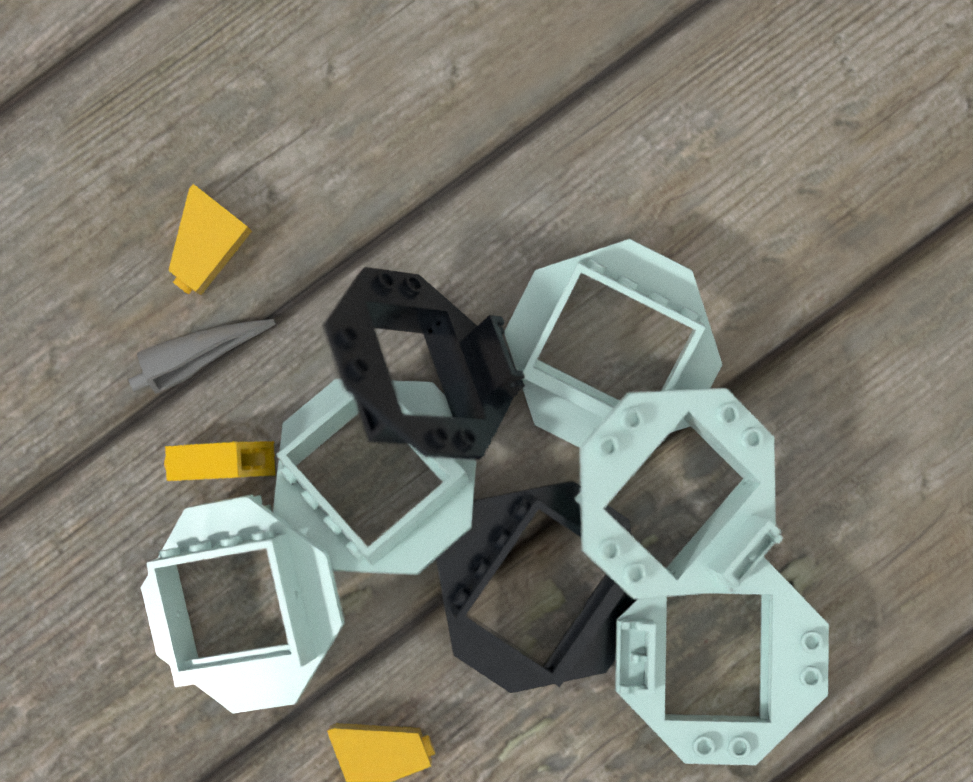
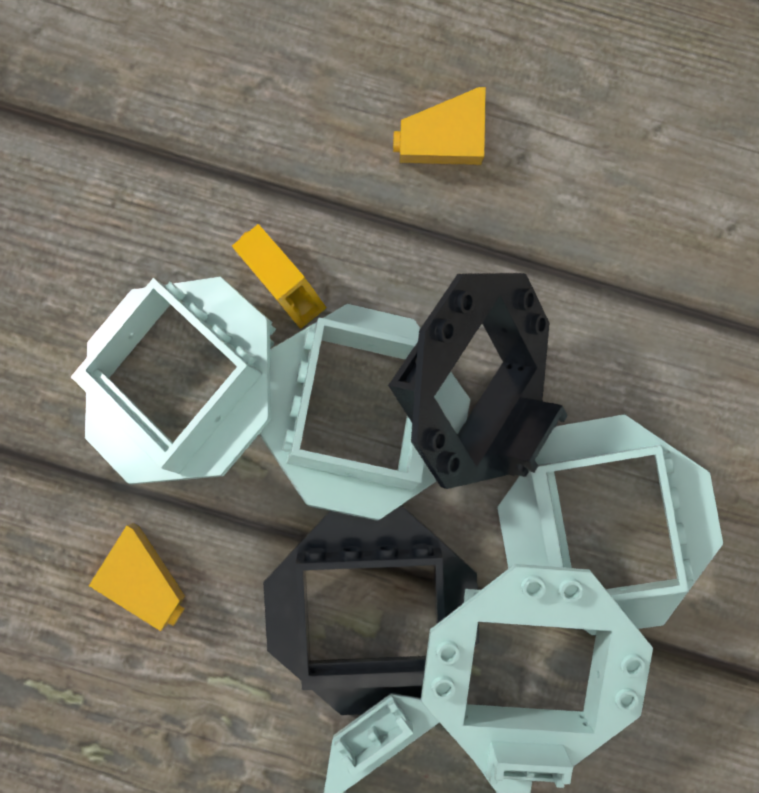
camera: 55 degrees right, 0 degrees up
(184, 356) = (341, 186): light grey piece -> none

